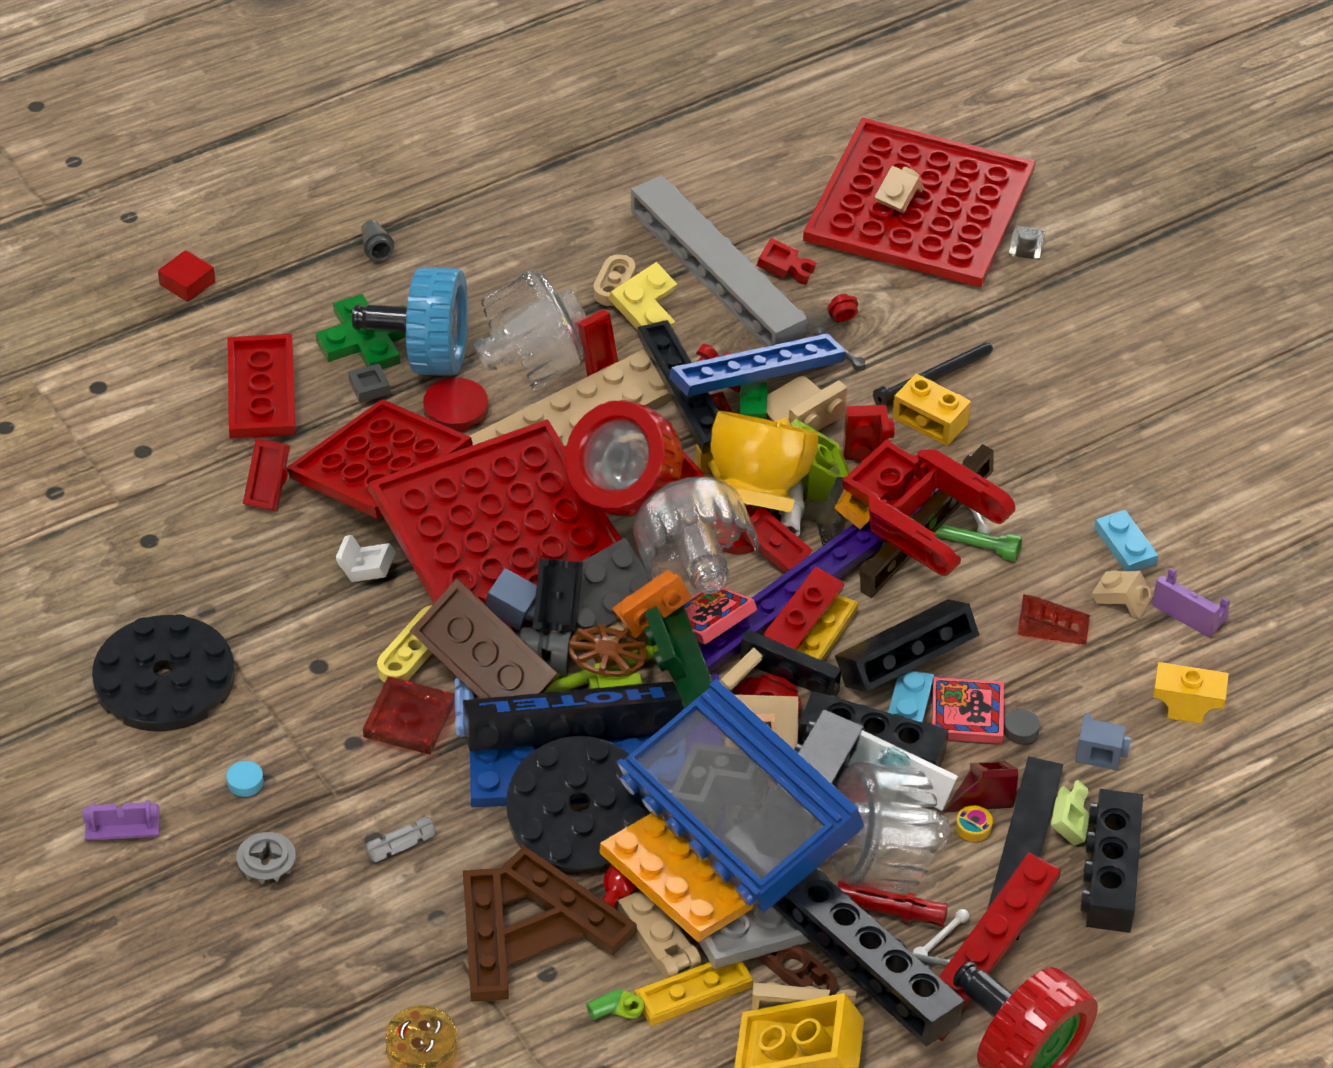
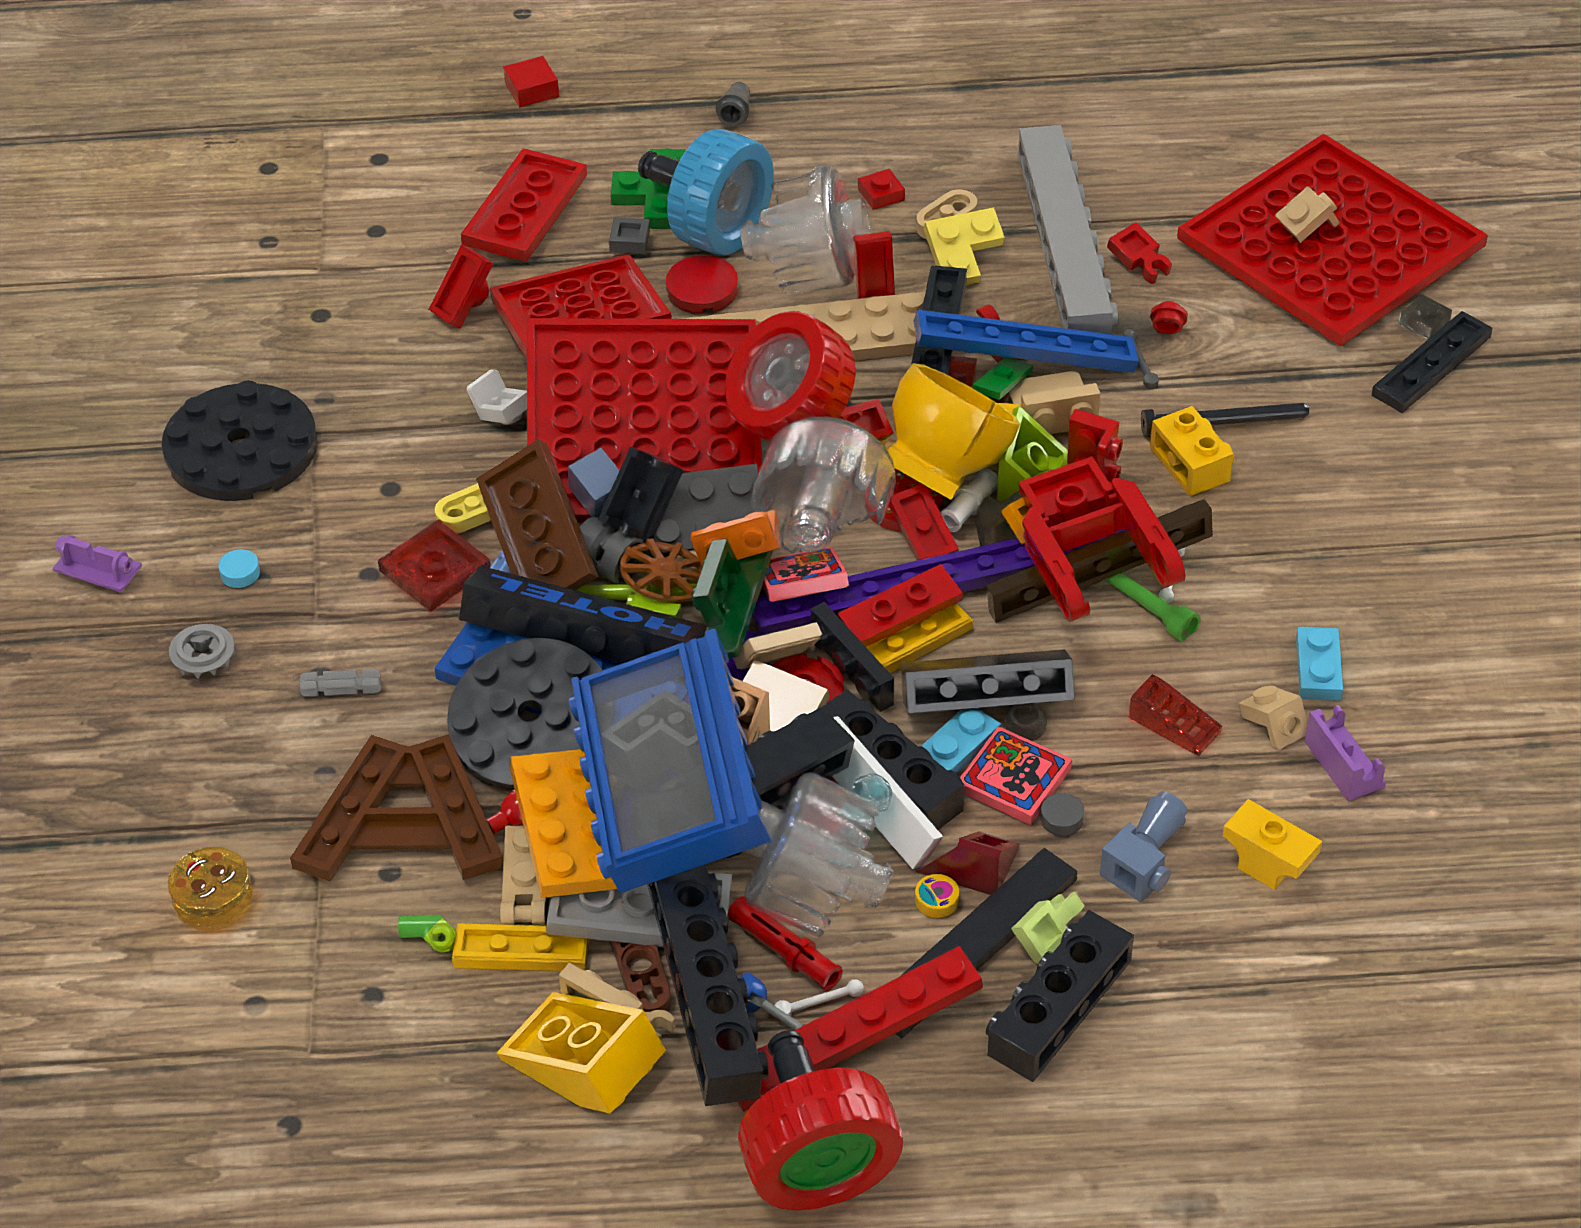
camera: 30 degrees right, 0 degrees up
(552, 271) = (881, 189): none -> red plate
(950, 665) = (1026, 721): none -> clear smoke plate
(1054, 277) = (1431, 362): none -> black tile
(1097, 699) = (1161, 818): none -> sand blue cone

